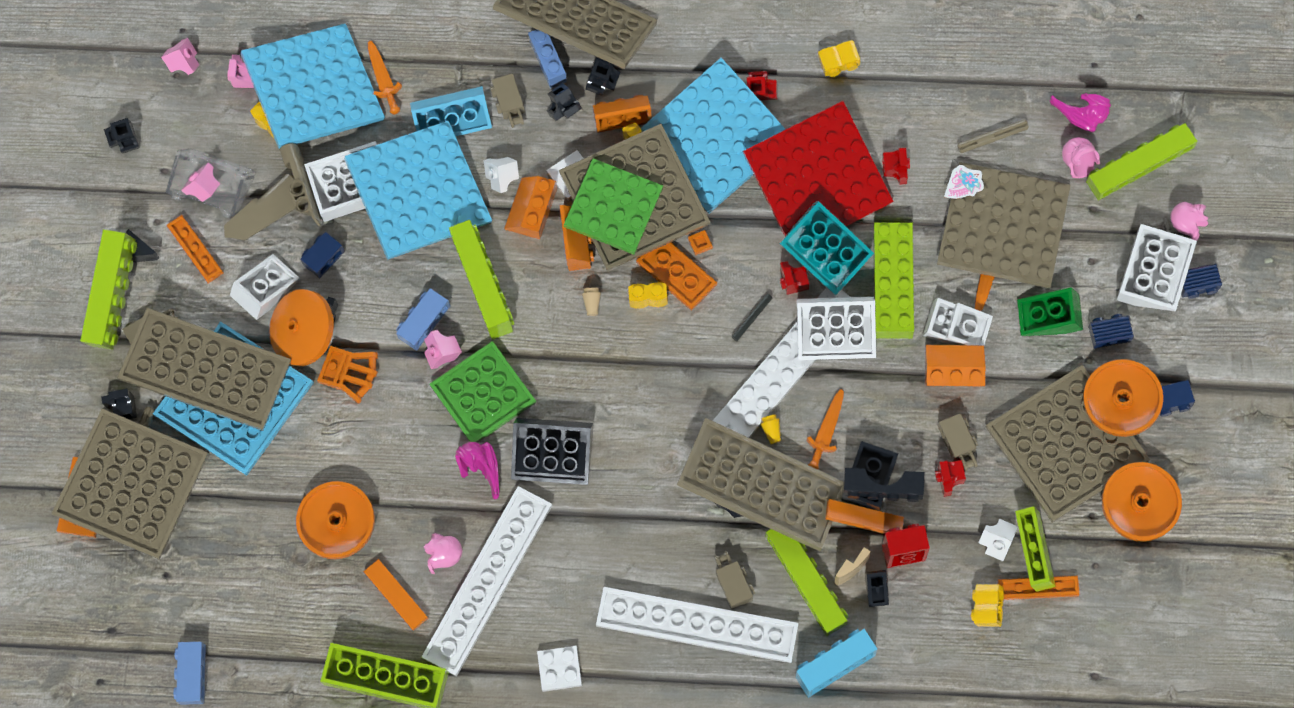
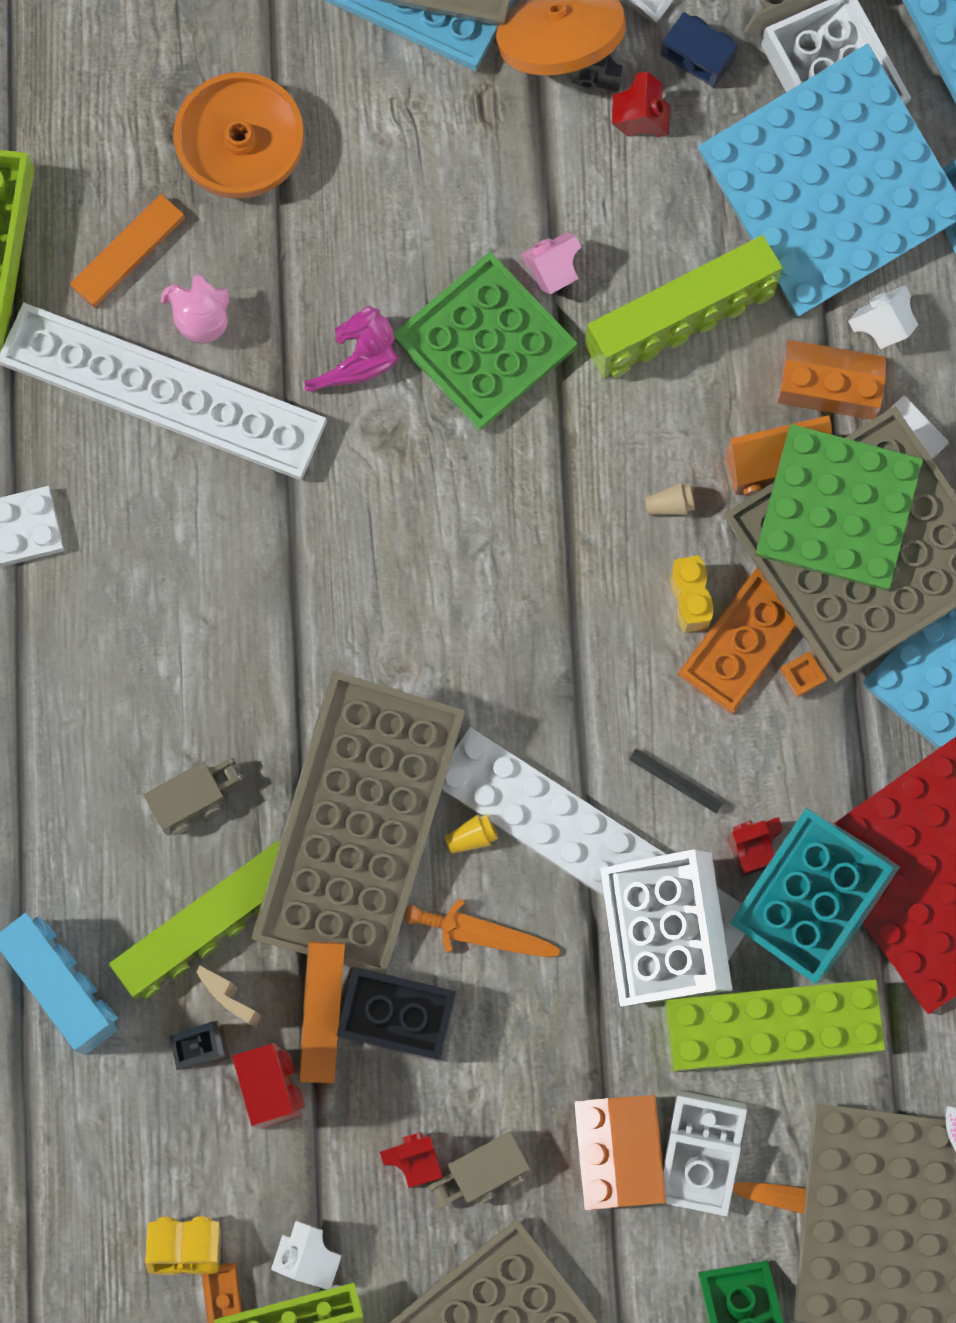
camera: 80 degrees right, 5 degrees up
(337, 367) = (502, 102): orange plate -> none
(354, 290) = (642, 108): none -> red brick
(422, 319) = (604, 225): medium blue brick -> none
(551, 451) = (395, 466): black slope -> none
(697, 624) = (112, 745): white plate -> none
(908, 487) = (371, 990): black arch -> none

